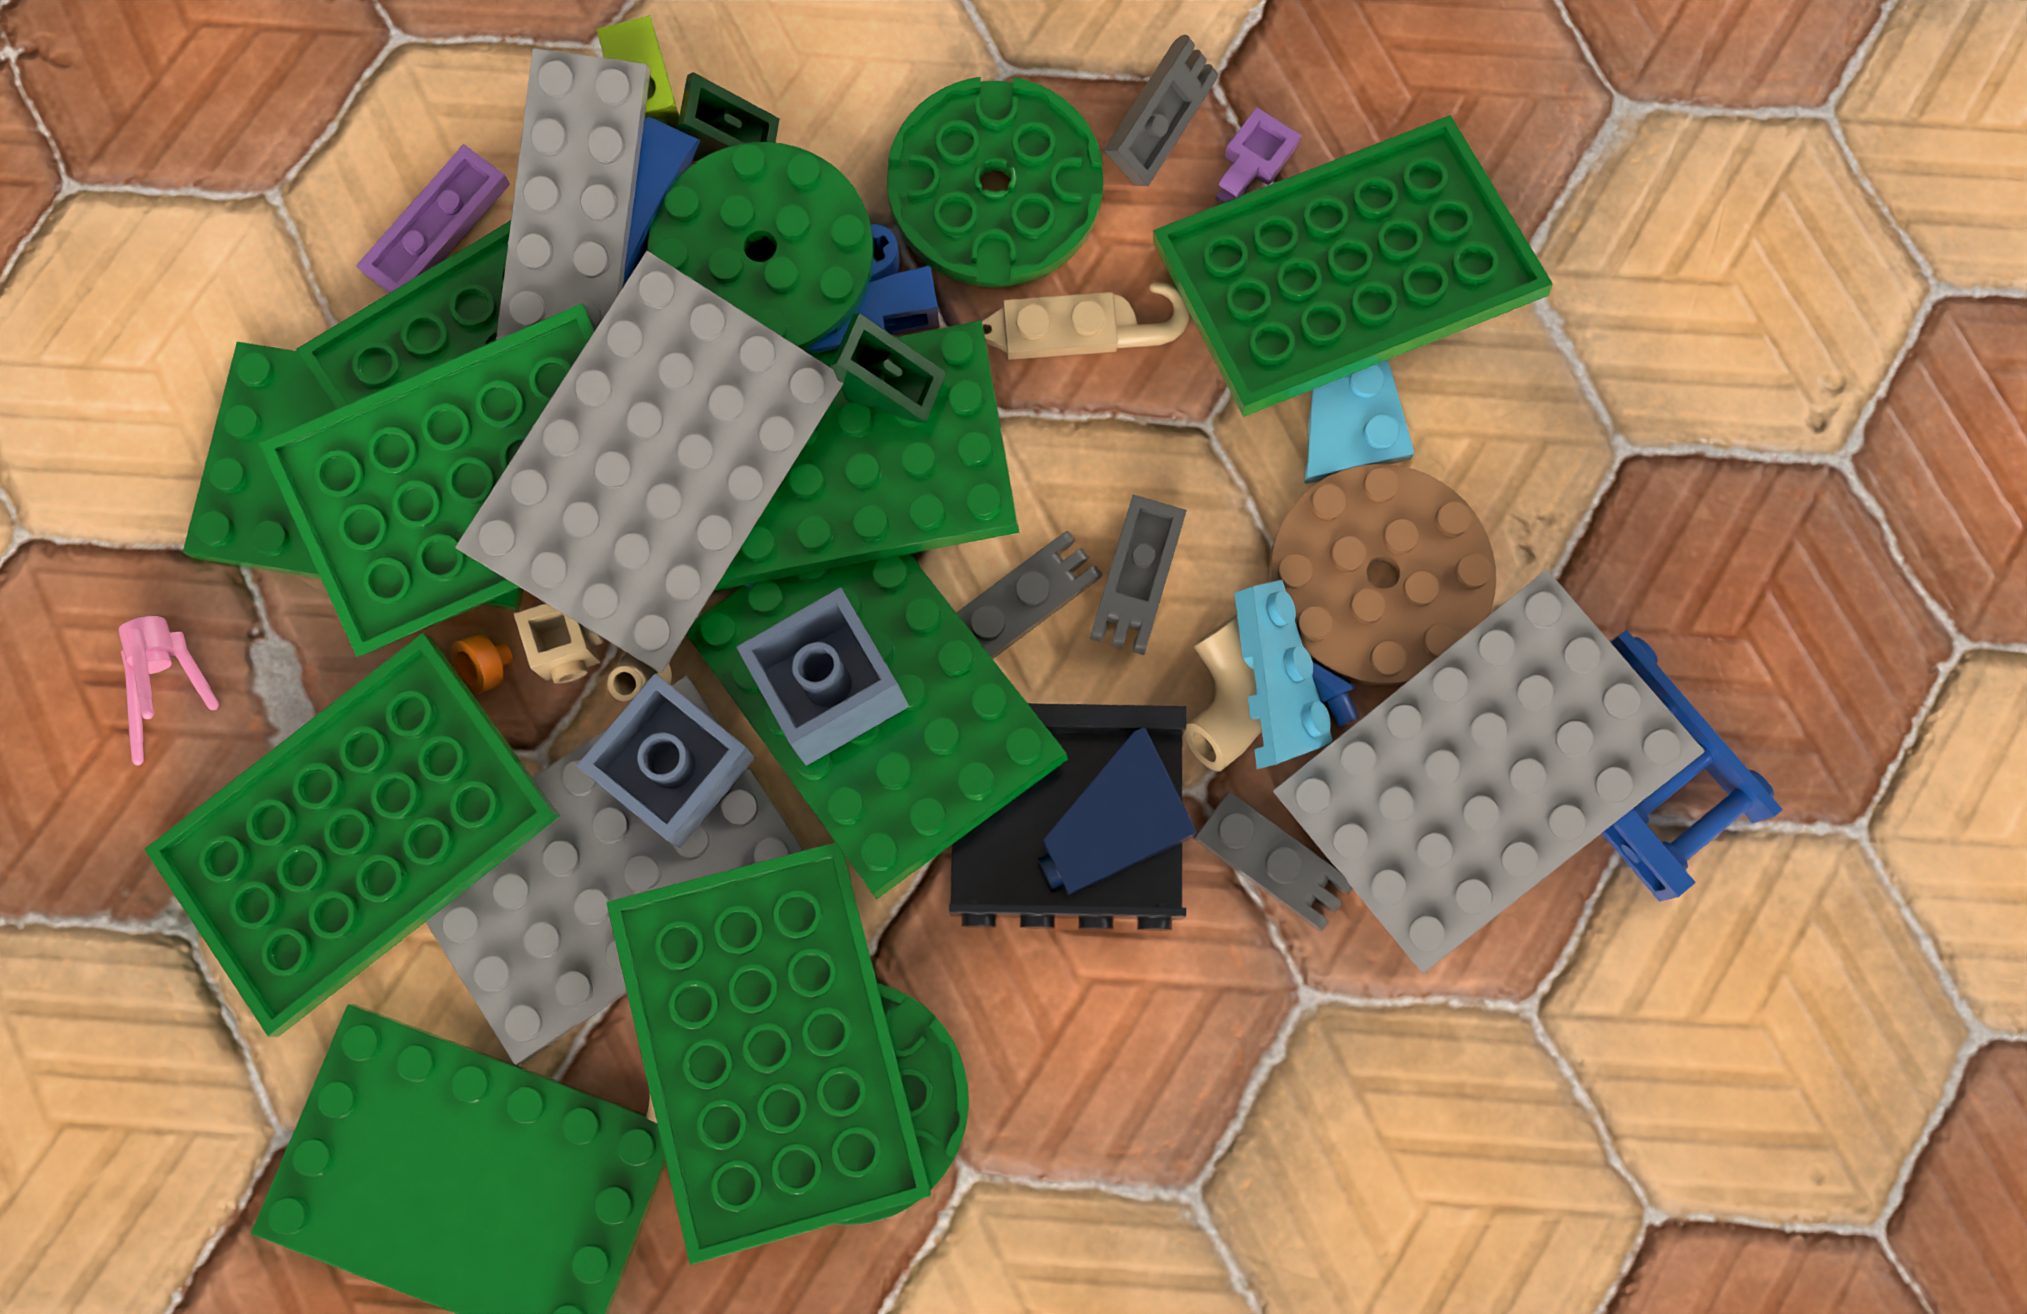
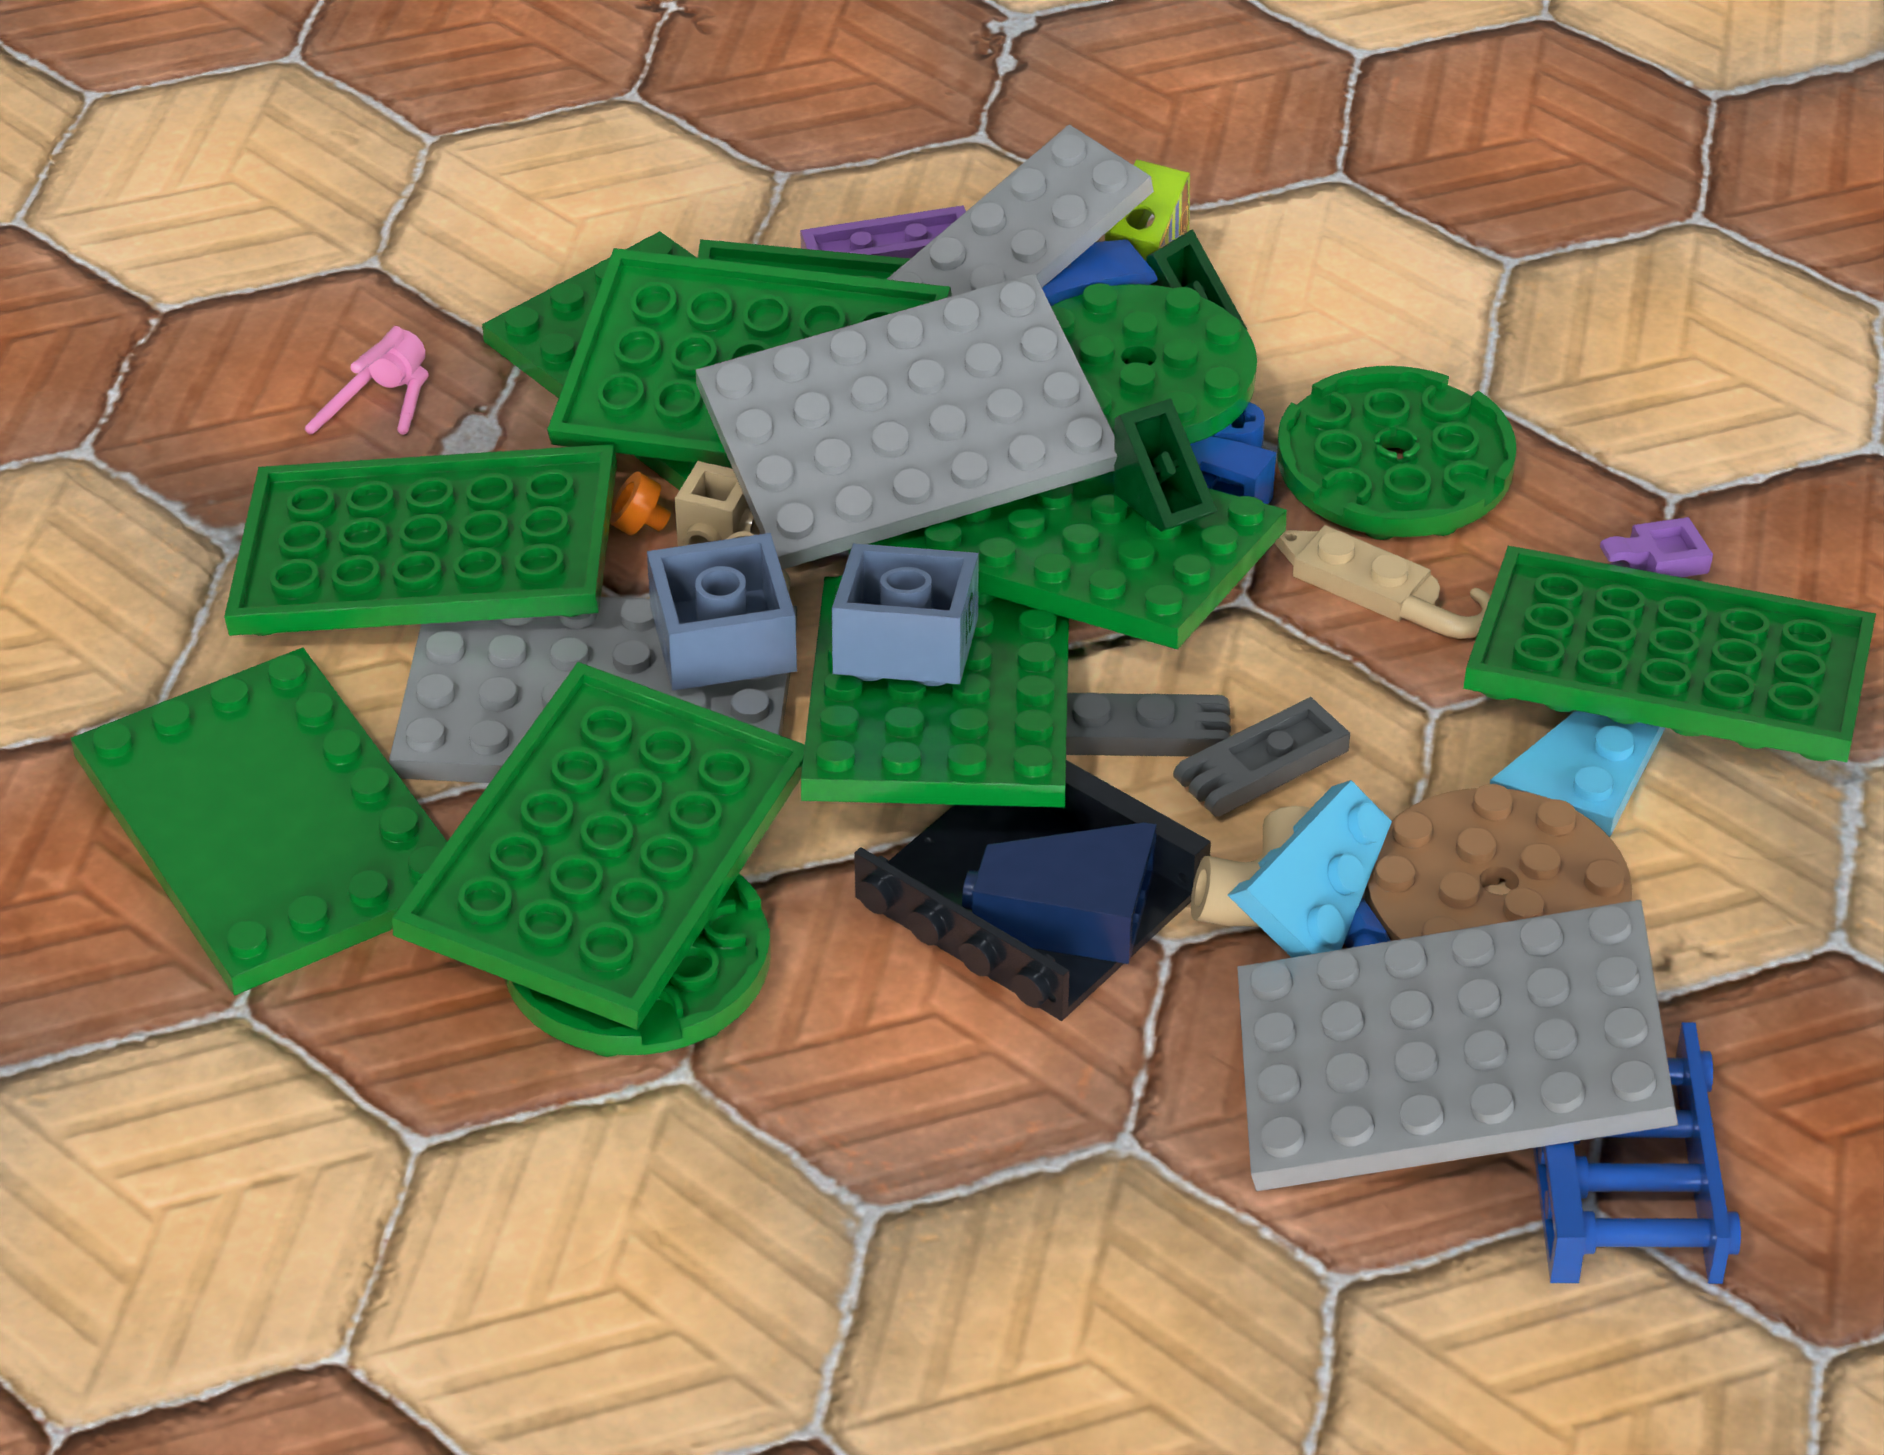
camera: 40 degrees right, 35 degrees down
(1161, 112) = (1592, 480): dark grey hinge -> none
(1272, 860) = (1188, 1019): dark grey hinge -> none

